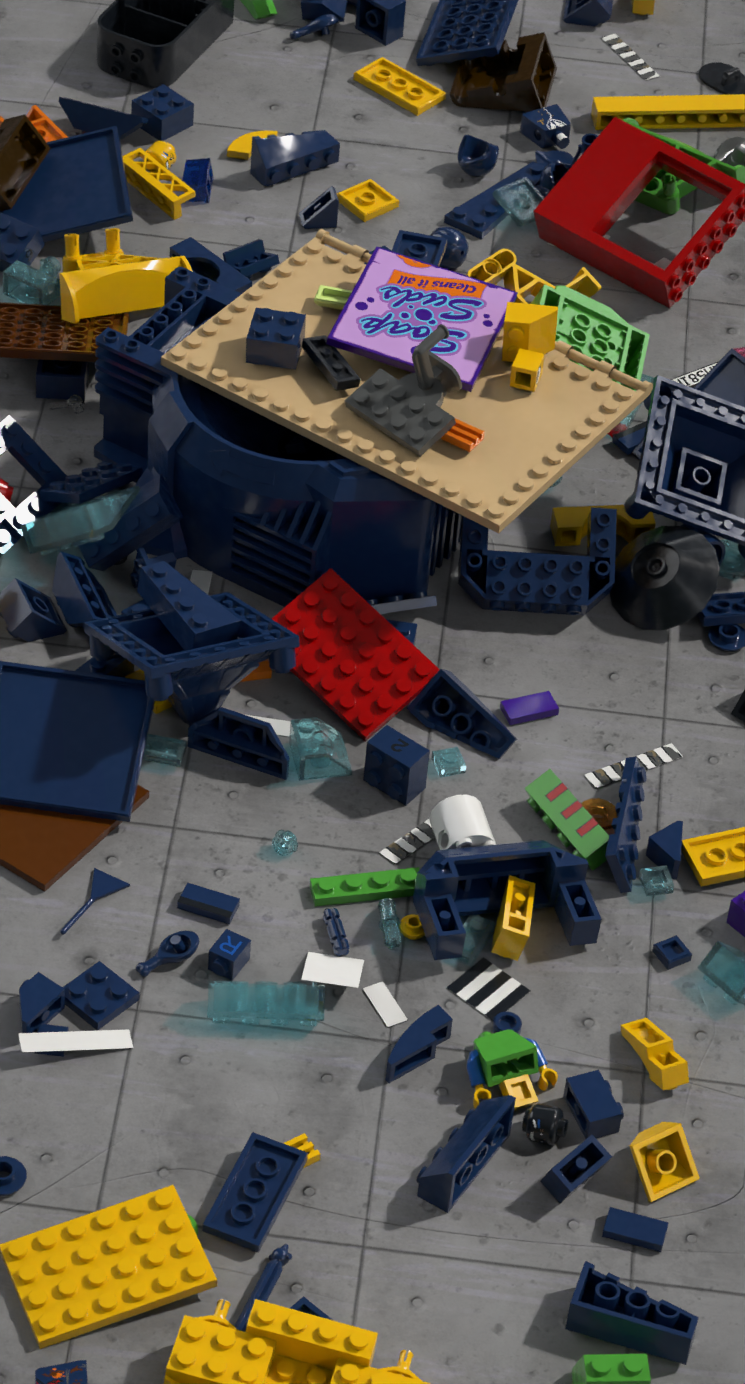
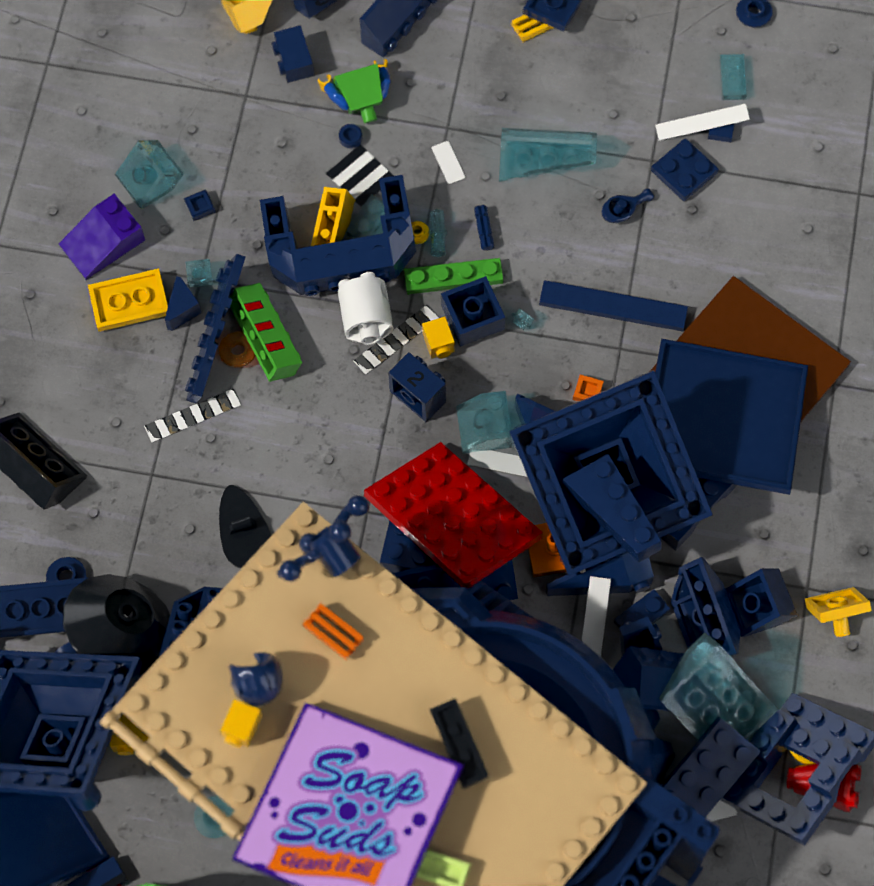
camera: 170 degrees left, 25 degrees up
(34, 1098) = (733, 77): none -> clear light blue plate
(39, 1002) = (735, 153): dark blue slope -> none
(102, 885) = (682, 282): dark blue piece -> none
(182, 860) = (613, 305): none -> dark blue tile
(208, 785) = (587, 387): none -> orange tile
(208, 903) = (591, 259): dark blue tile -> none
(229, 954) = (576, 198): dark blue brick -> none
(275, 338) = (519, 781): dark blue brick -> none
(332, 969) = (490, 183): white sticker -> none
(342, 837) = (473, 311): none -> dark blue brick
(378, 822) = (438, 338): none -> yellow brick
(410, 406) = (385, 656): dark grey plate -> none
(419, 1043) = (426, 111): dark blue slope -> none
(448, 762) = (365, 416): clear light blue plate -> none
(456, 712) = (342, 463): dark blue wedge -> none
(469, 467) = (329, 545): none -> dark blue wheel
(521, 1089) = (350, 63): yellow plate -> none
(525, 382) = (258, 683): none -> dark blue piece
(528, 328) = (234, 767): yellow slope -> none
(529, 708) = (280, 481): dark purple tile -> none
(544, 1124) = (334, 38): black head -> none
(560, 674) = (241, 526): none -> black shield
(657, 1052) = (235, 100): yellow slope -> none

